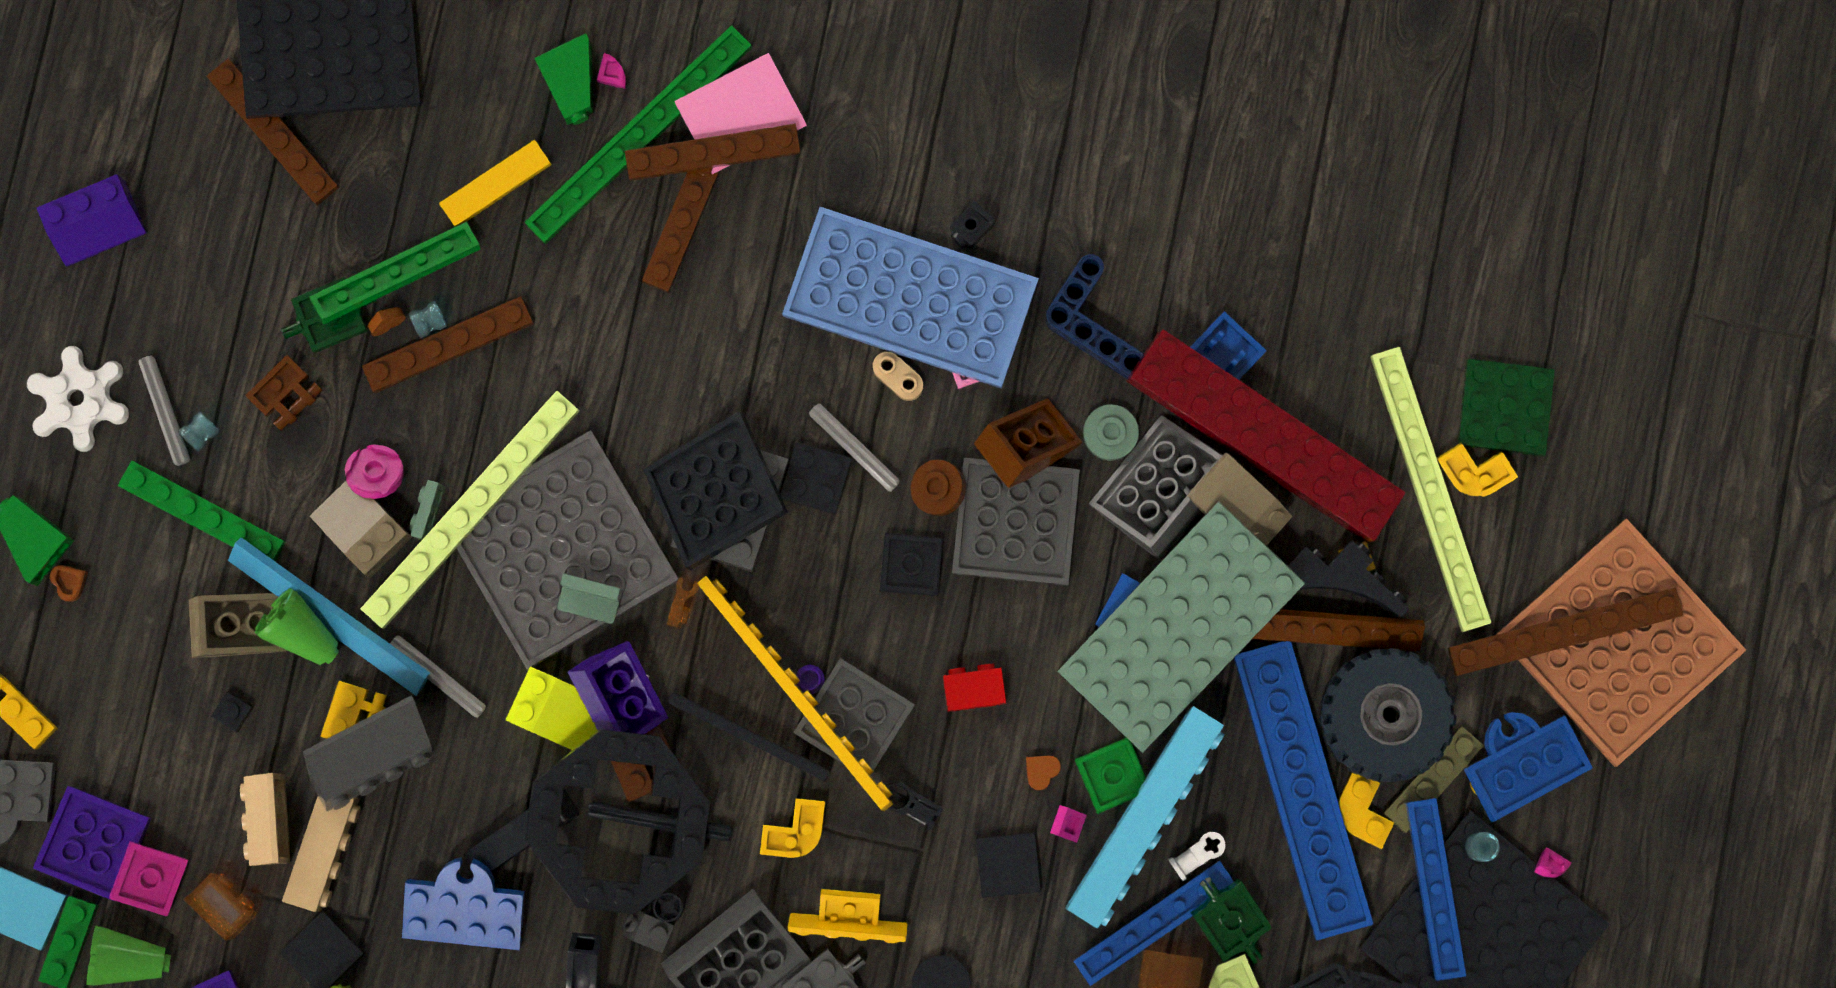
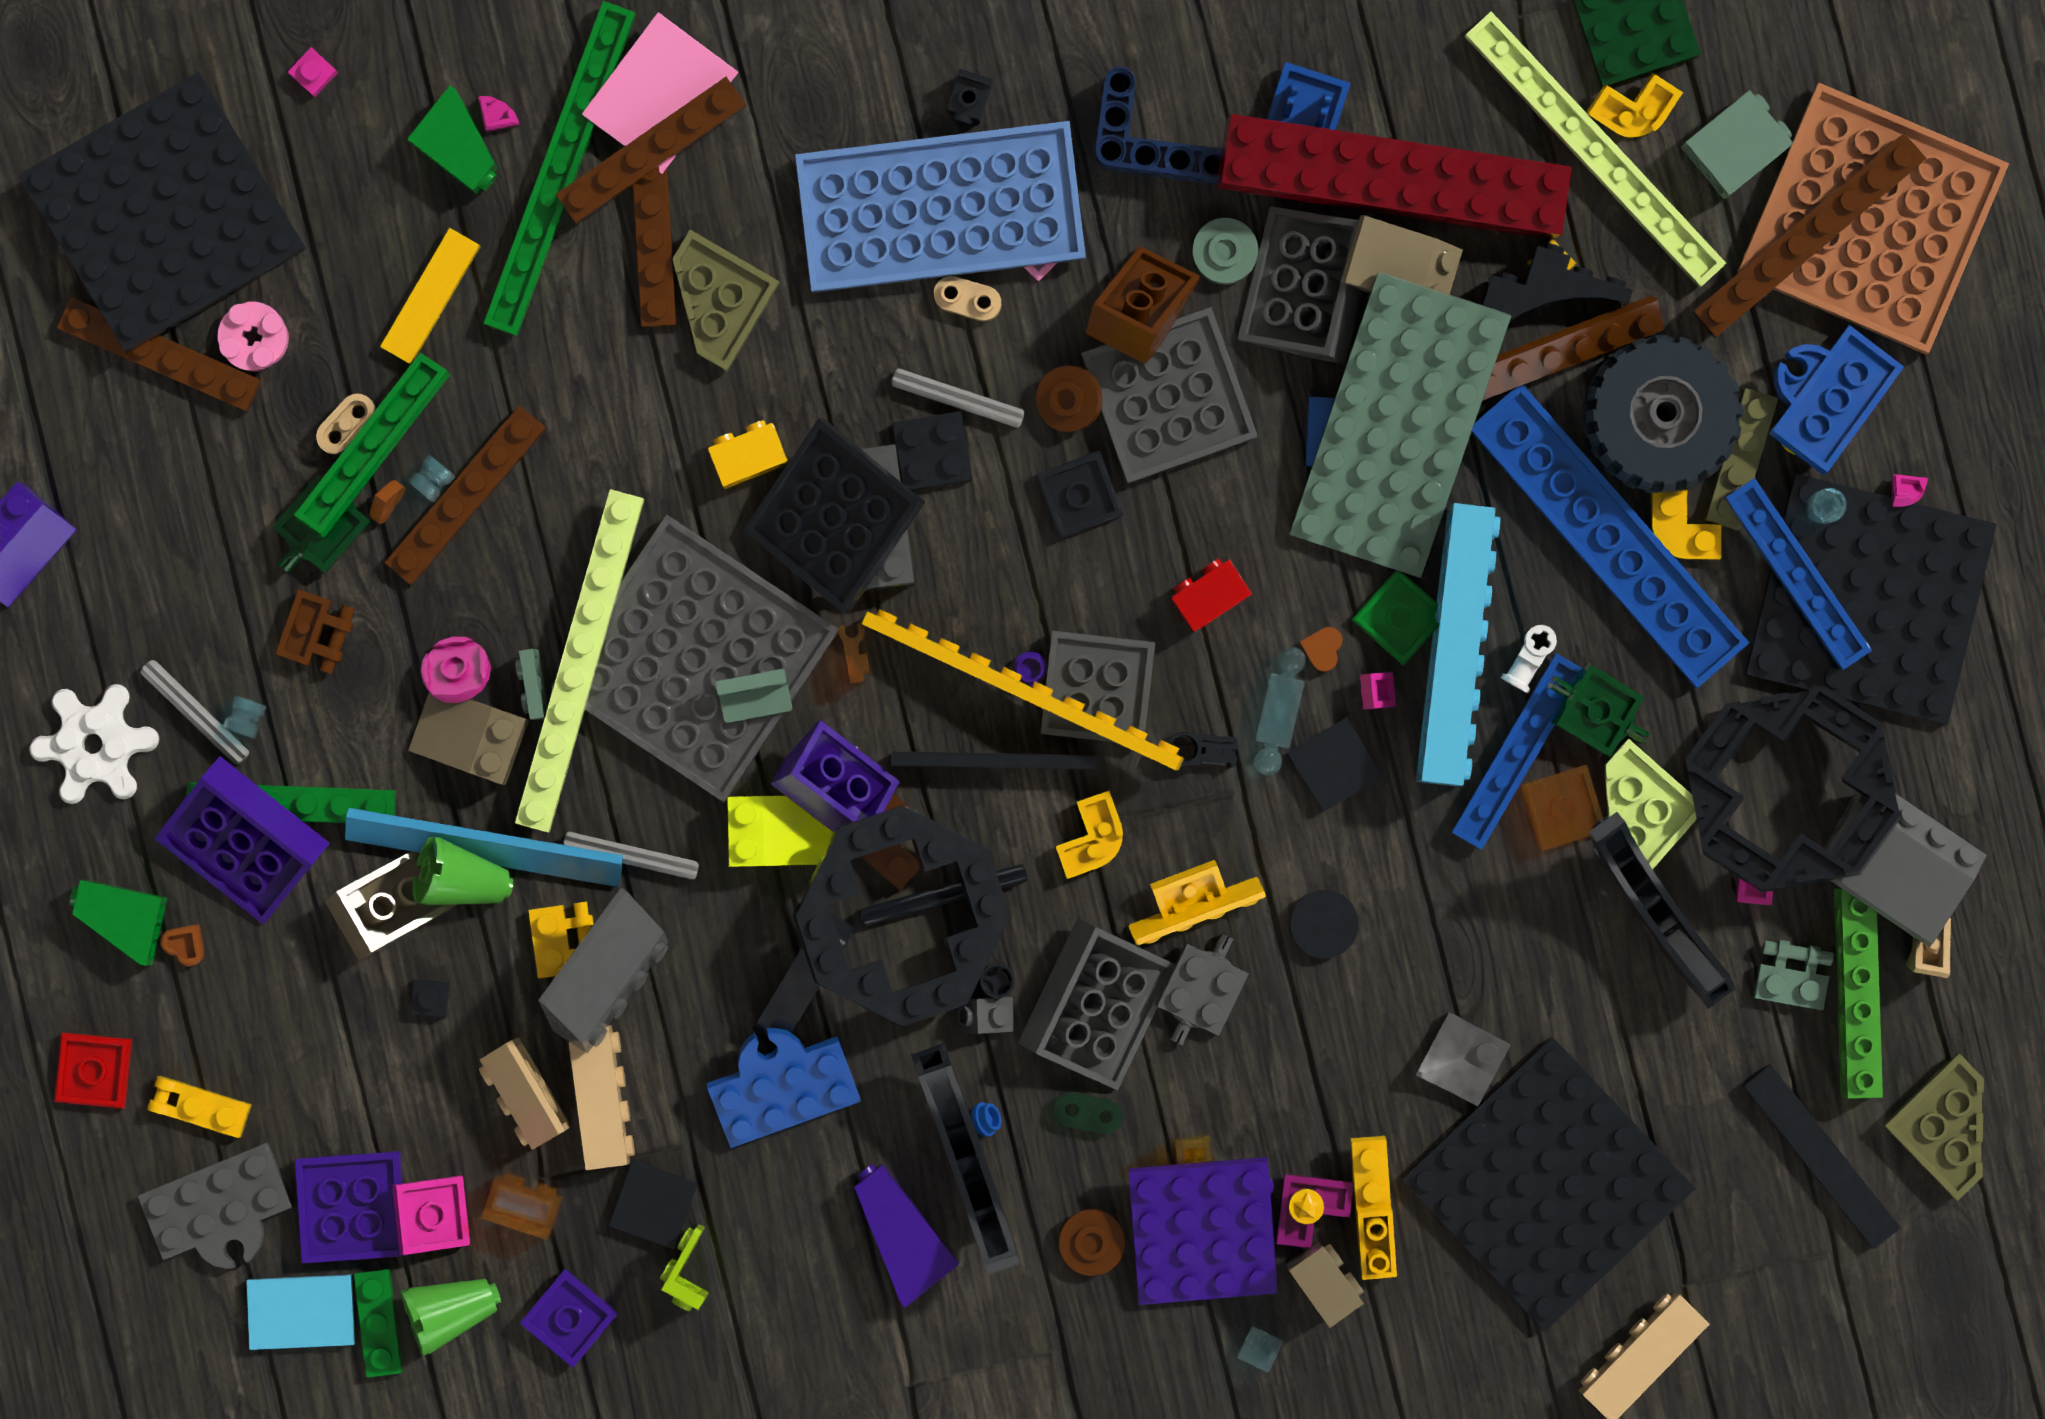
camera: 30 degrees left, 5 degrees up
(148, 522) = (241, 840): none -> dark purple slope
(344, 135) = (261, 354): none -> bright pink plate
(384, 246) = (344, 422): none -> tan plate
(674, 414) = (748, 454): none -> yellow brick
(711, 287) = (720, 297): none -> olive plate
(985, 803) = (1279, 711): none -> clear light blue plate
(1542, 536) = (1738, 144): none -> sand green brick

